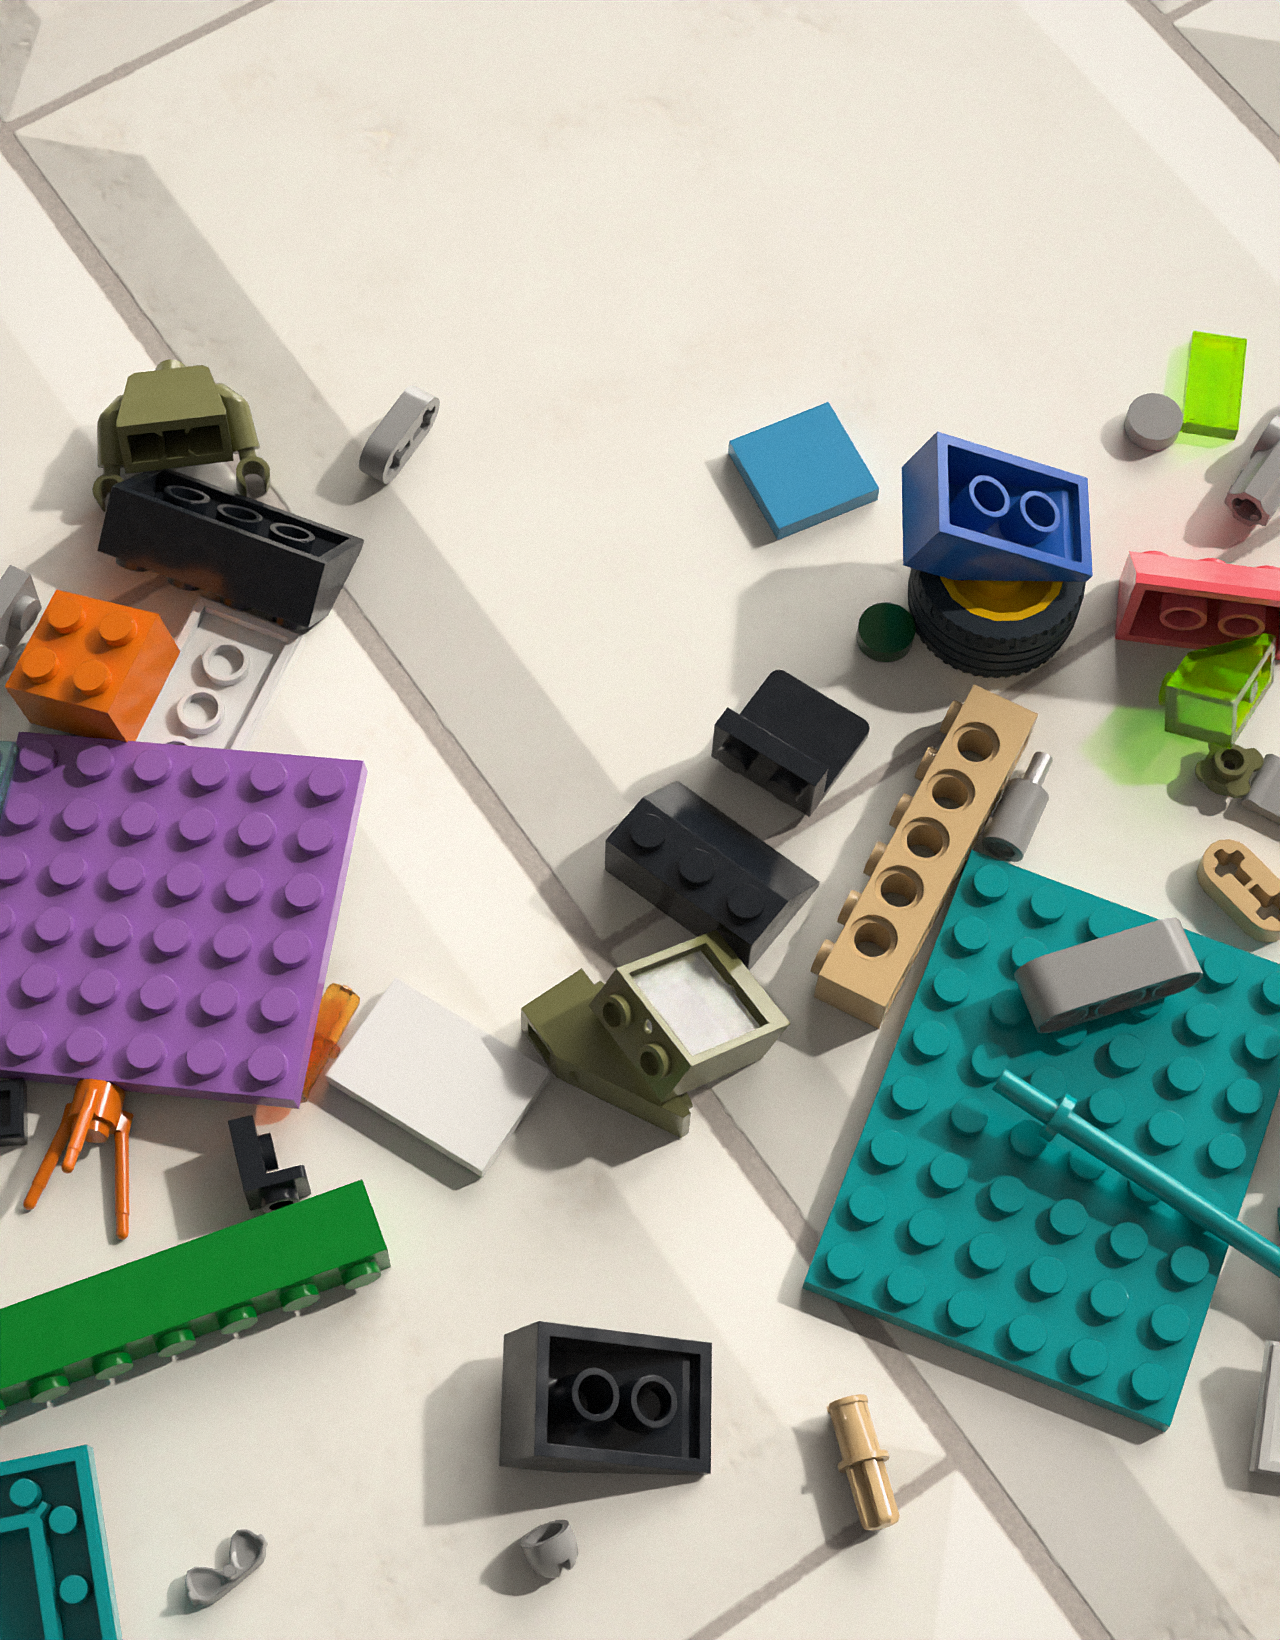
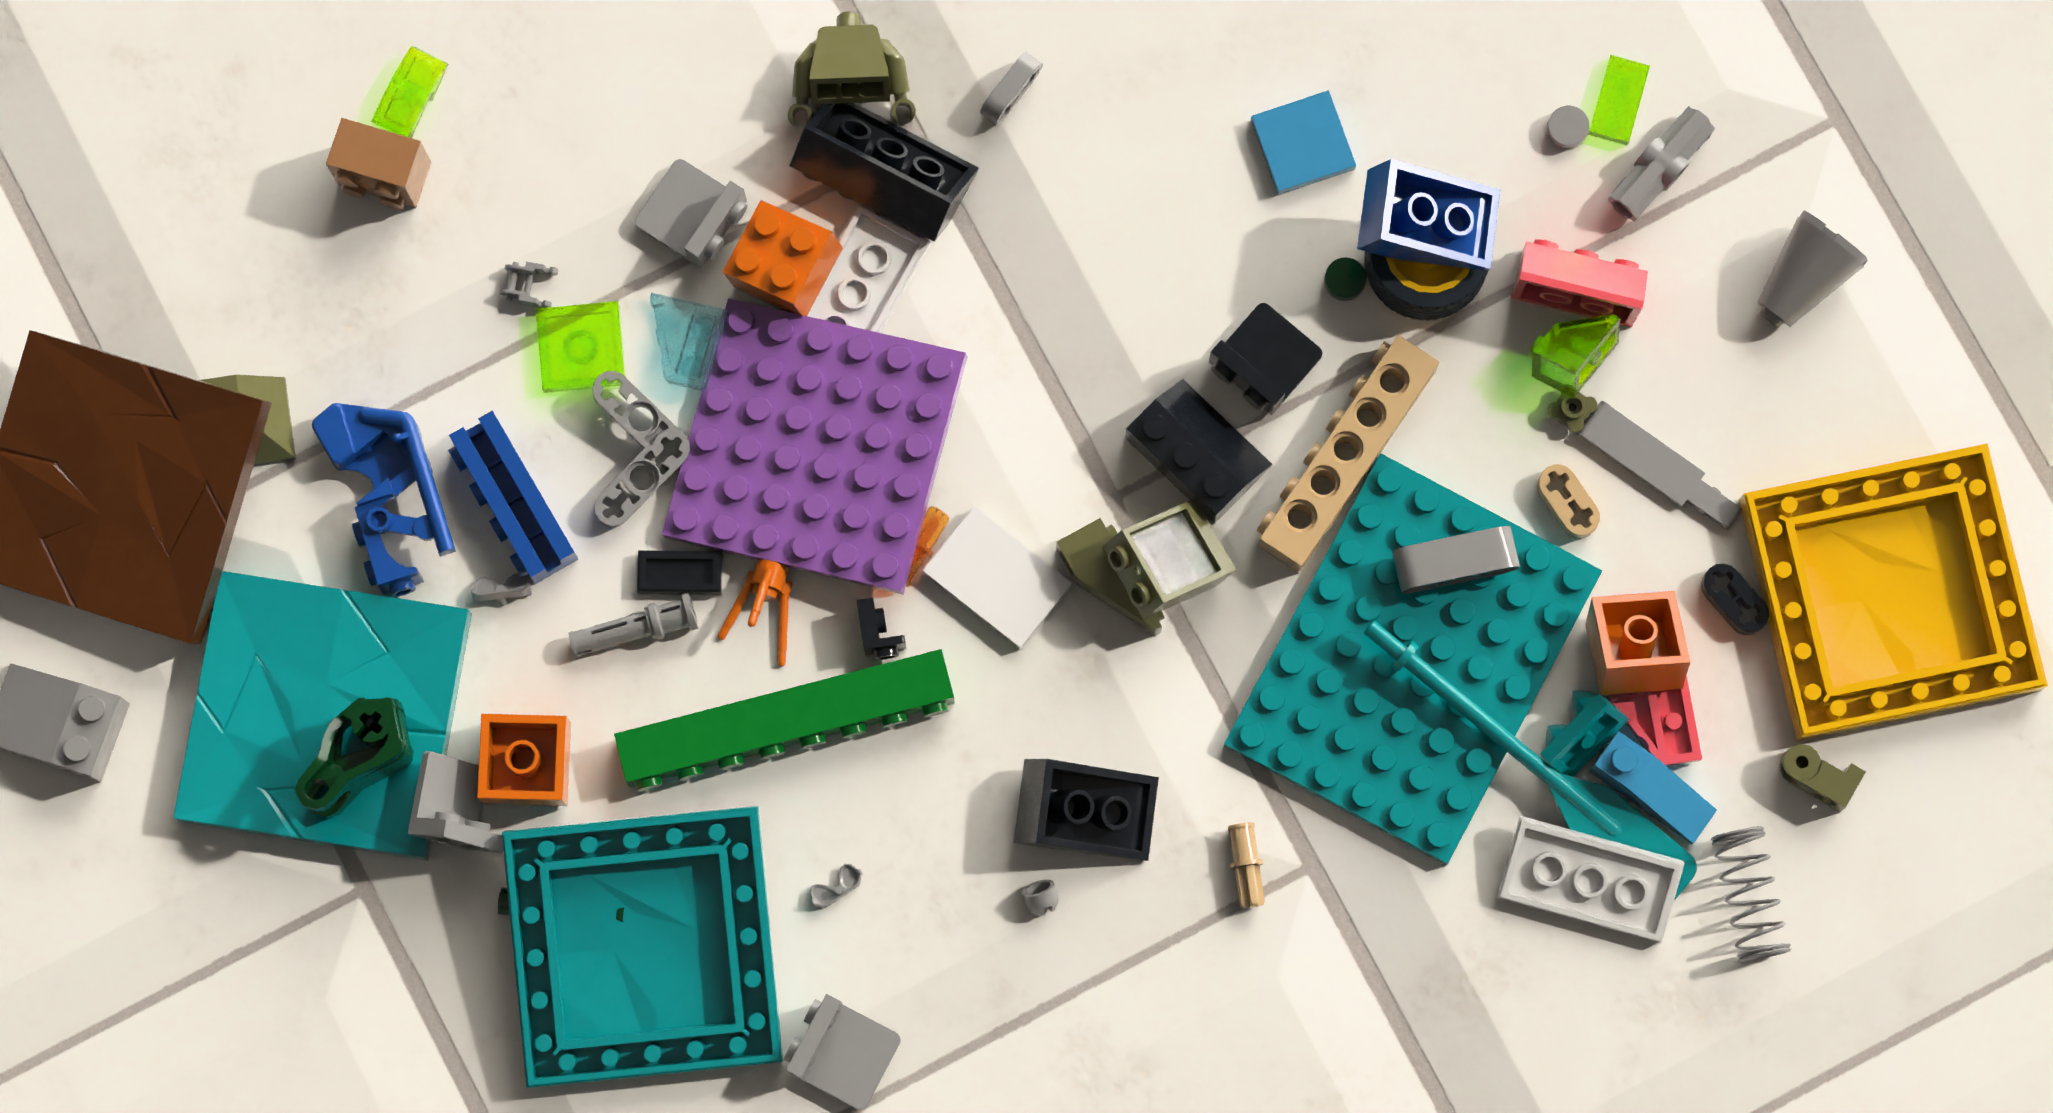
camera: 10 degrees right, 15 degrees up
(1018, 812) = (1418, 427): light grey piece -> none

